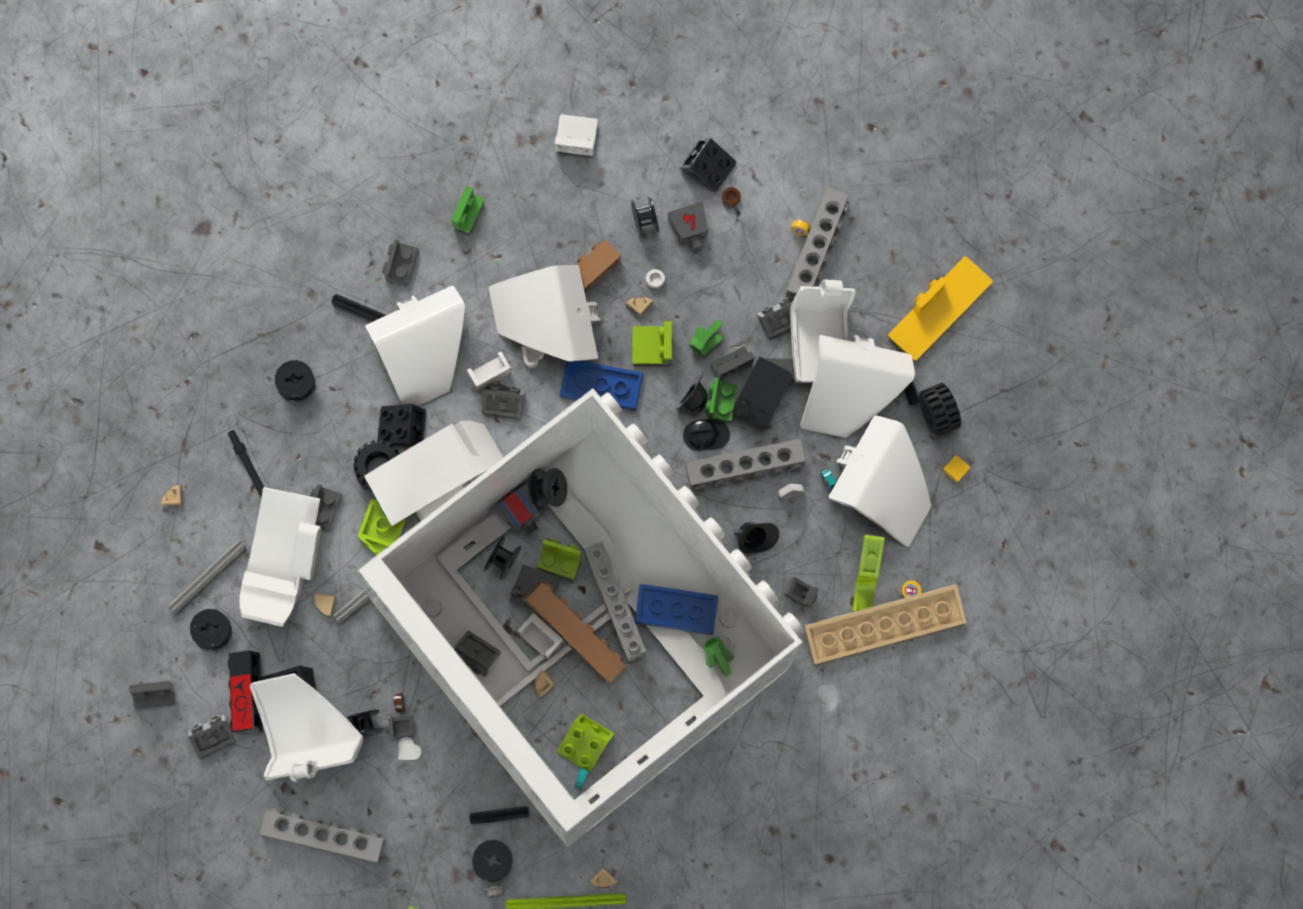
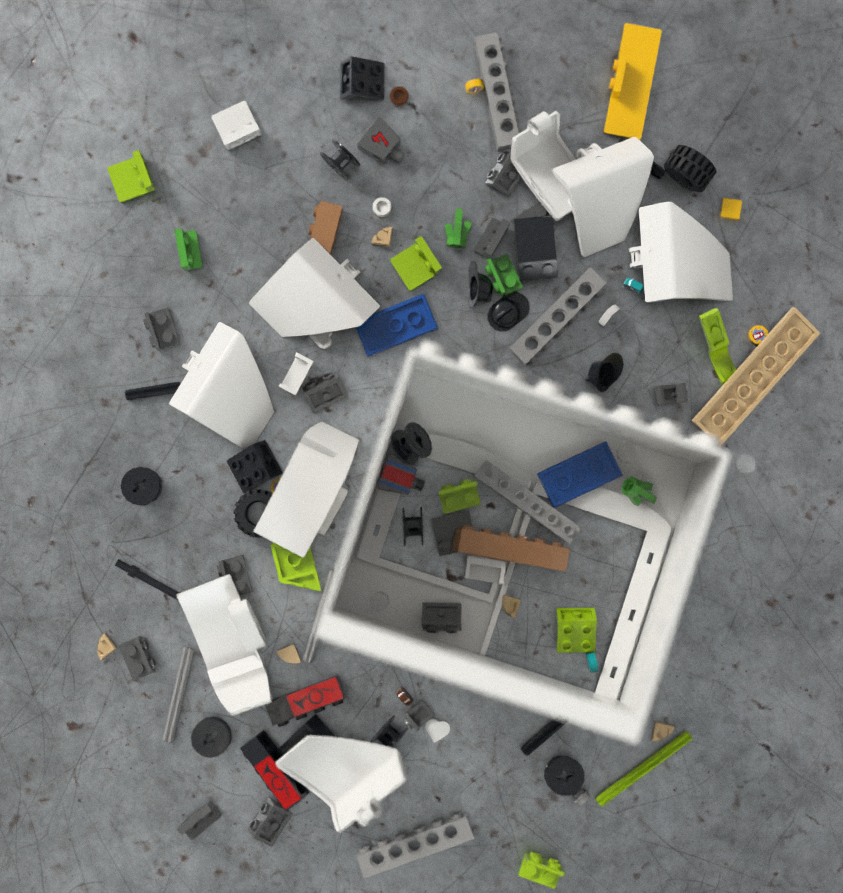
camera: 30 degrees left, 10 degrees up
(193, 523) = (137, 658): none -> dark grey bracket
(311, 650) = (305, 700): none -> brick
(459, 123) = (131, 178): none -> lime bracket

